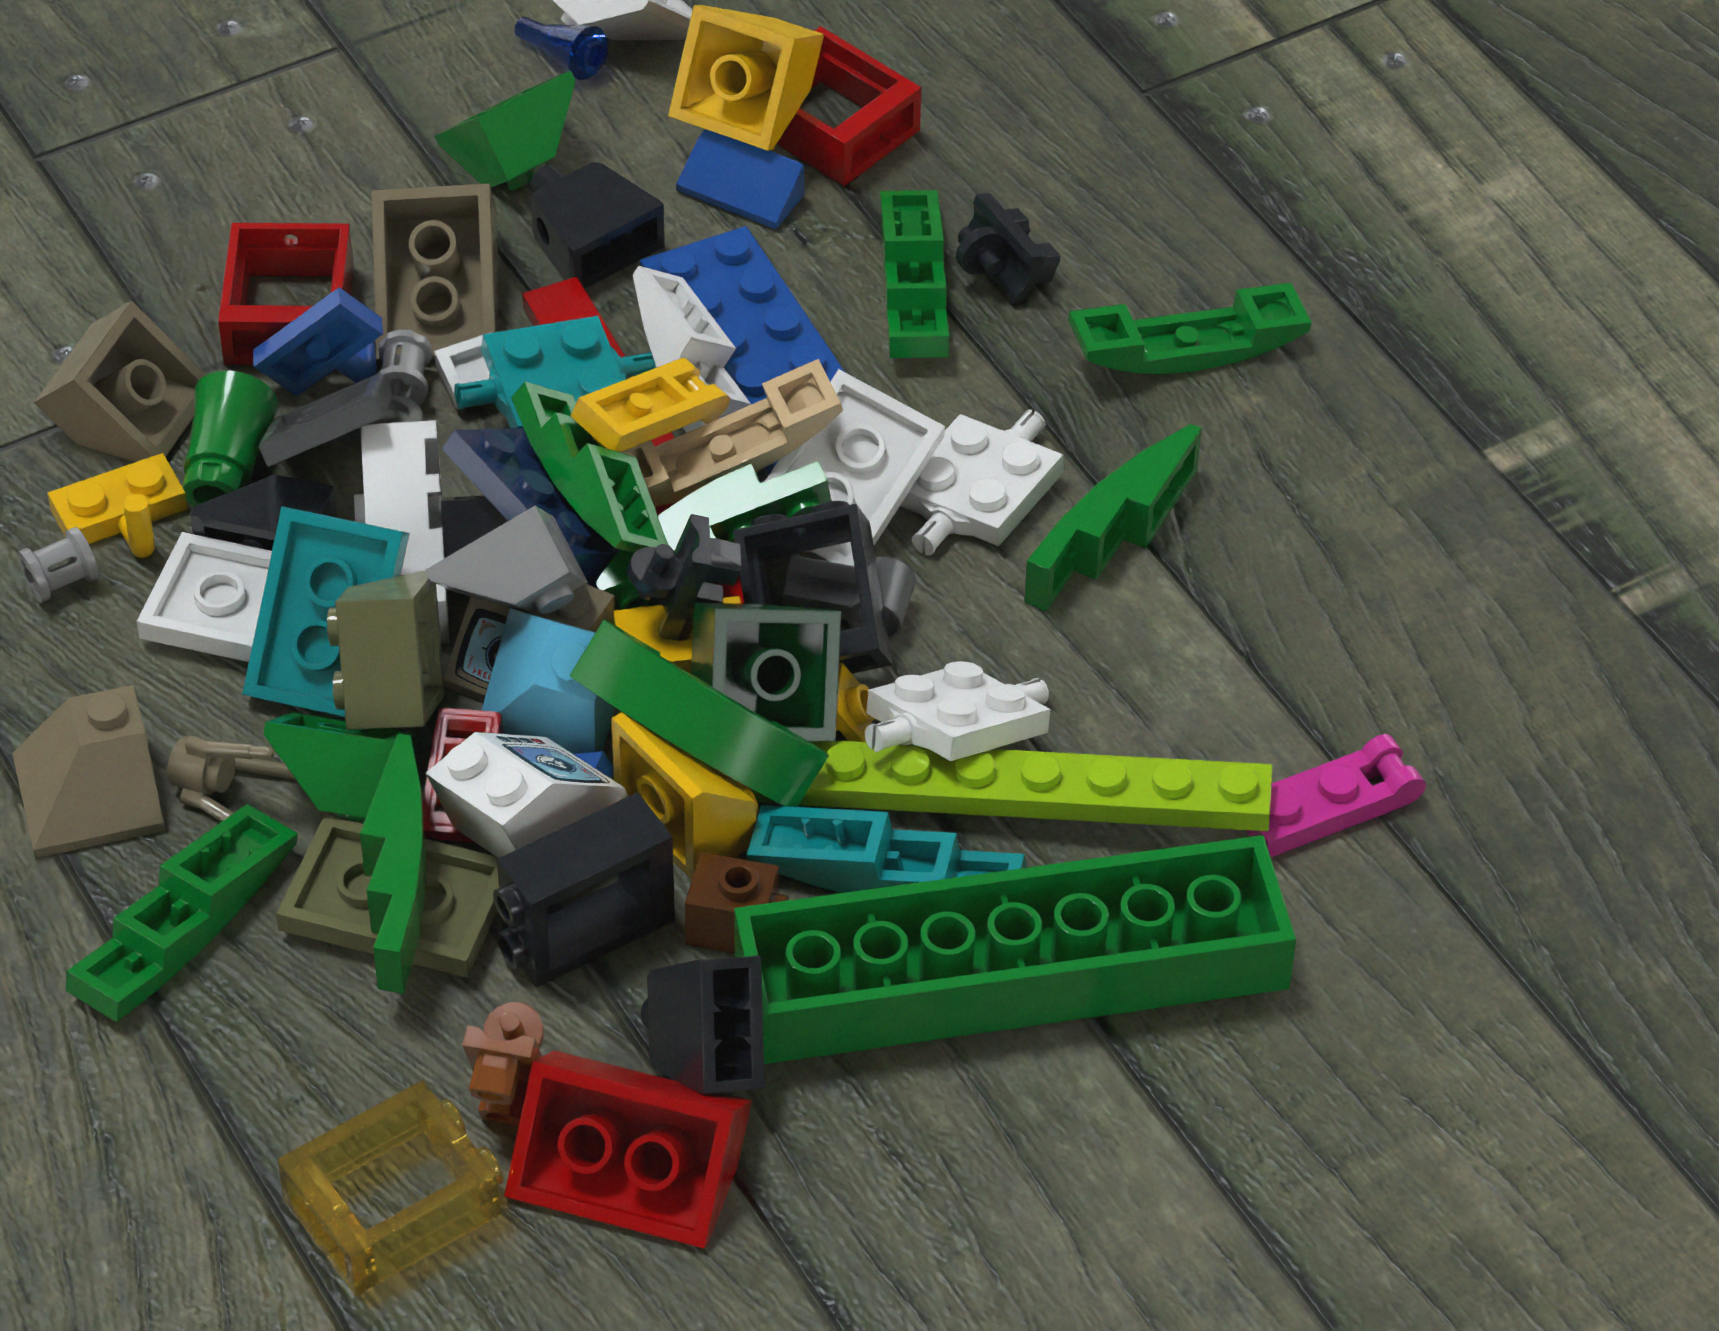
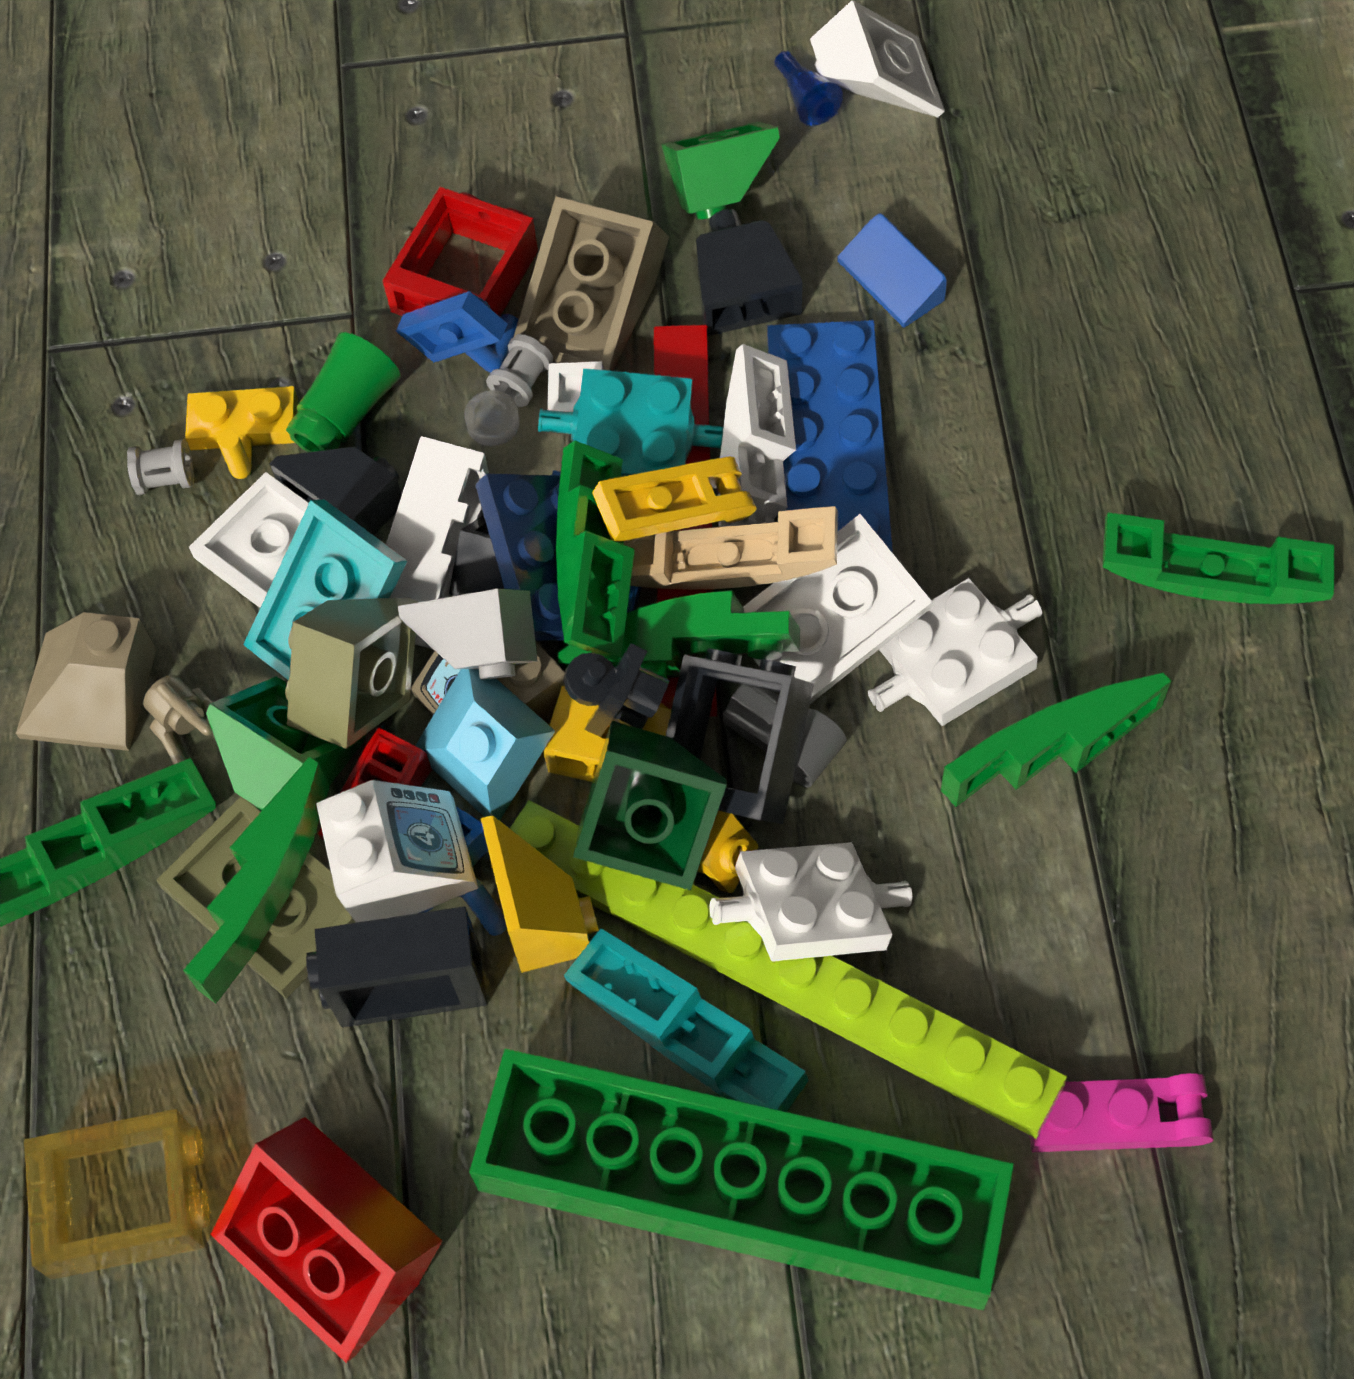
camera: 30 degrees right, 15 degrees up
(123, 388) = (291, 315): dark tan slope -> none
(326, 419) = (412, 411): dark grey tile -> none
(503, 1060) = (249, 1114): dark orange hips -> none
(698, 716) = (558, 843): green slope -> none
(707, 1023) = (435, 1133): black torso -> none
(717, 889) = (529, 1019): reddish brown brick -> none
(744, 74) = (926, 176): yellow slope -> none
(887, 118) = (1020, 261): red window -> none
(914, 274) = (996, 417): green slope -> none
(1001, 248) = (1081, 420): black hips -> none

